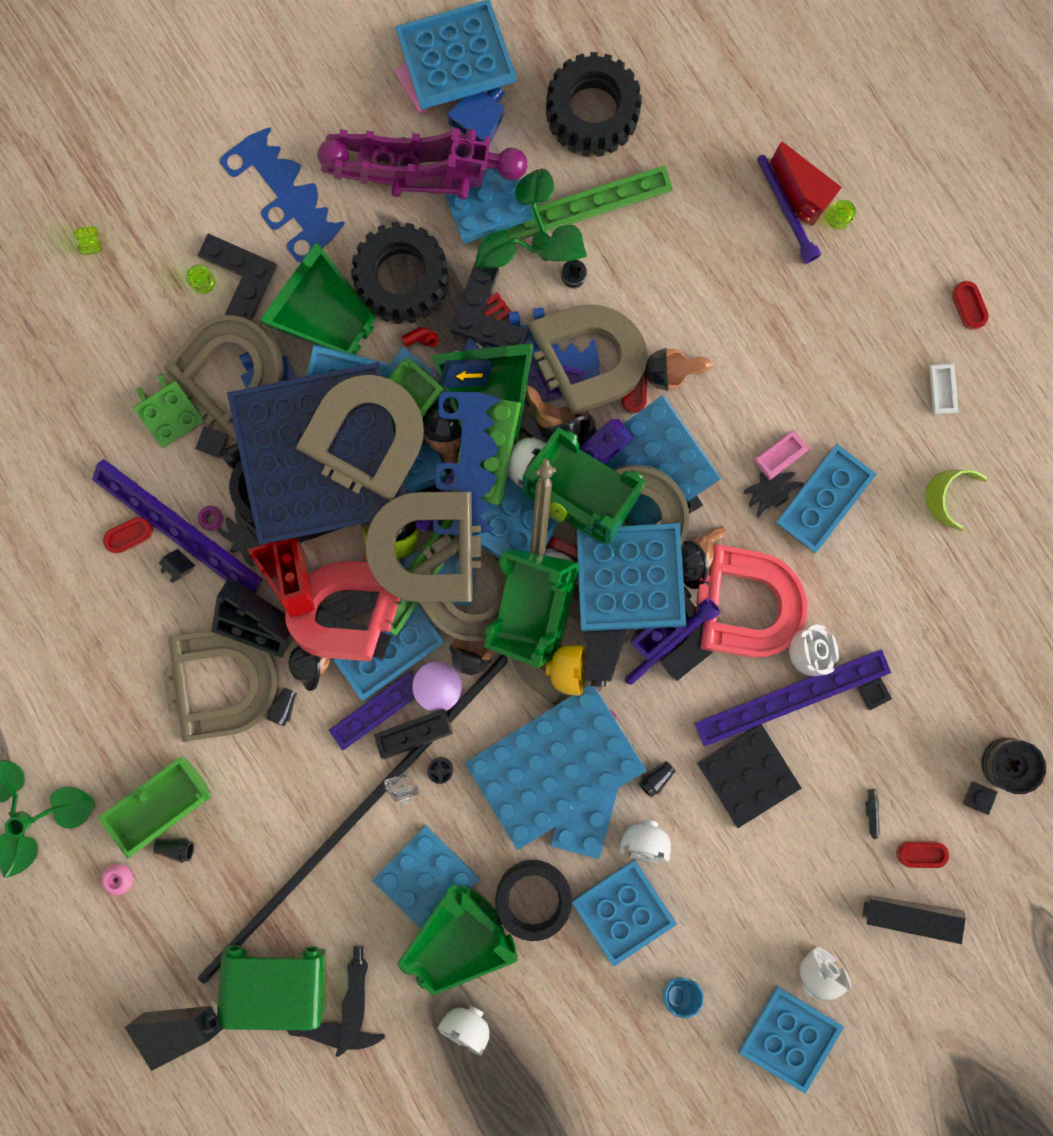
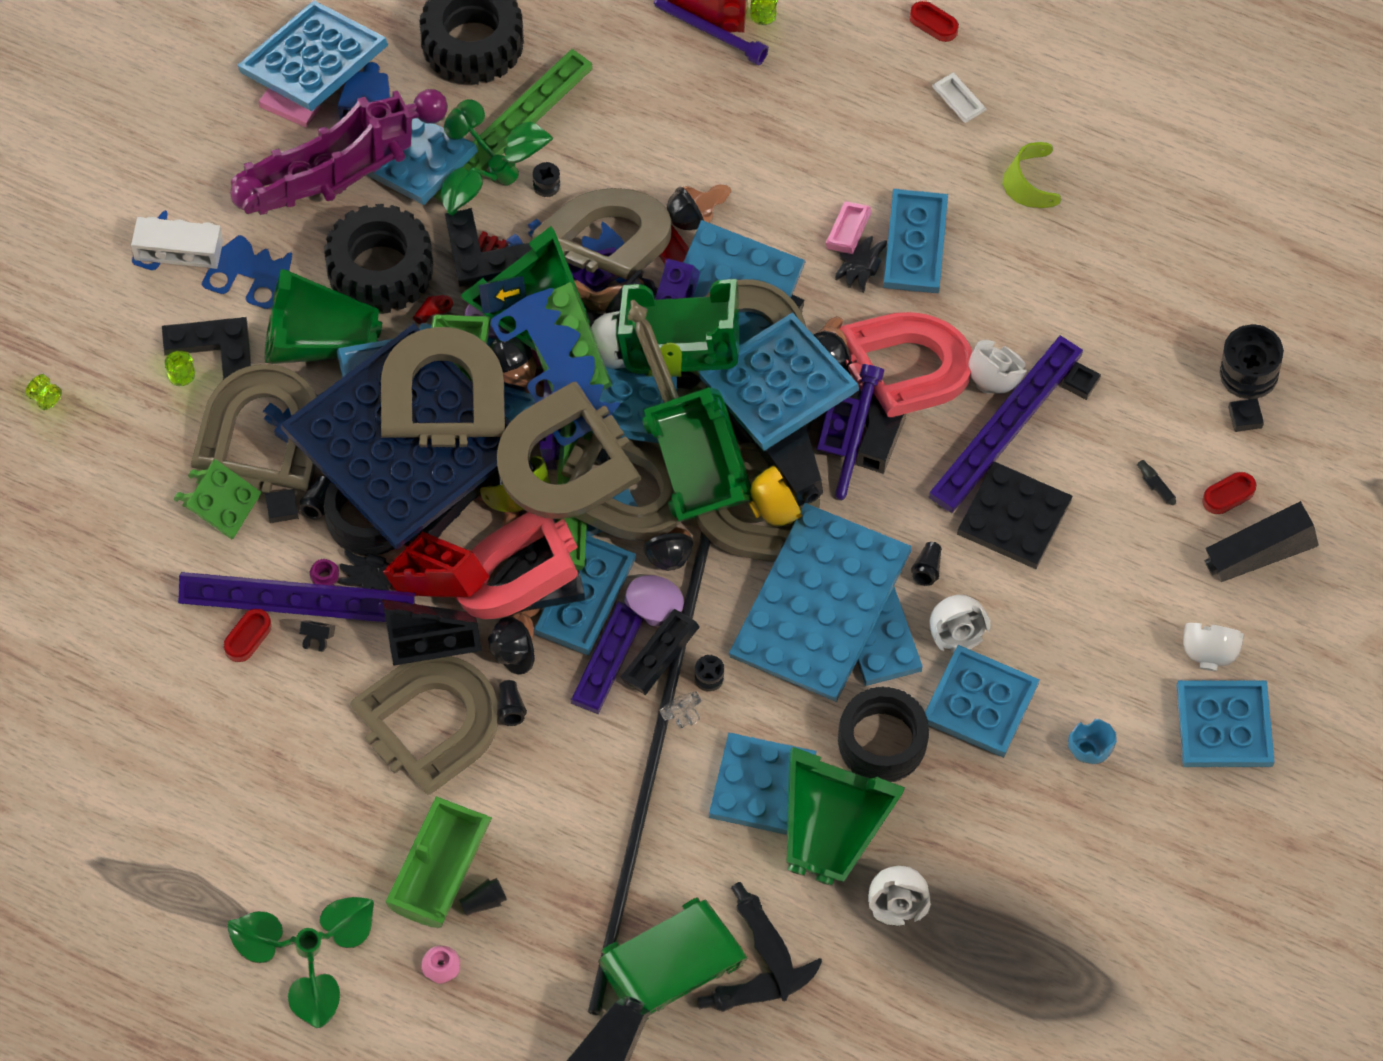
camera: 30 degrees left, 25 degrees down
(258, 165) = (177, 242): none -> white brick

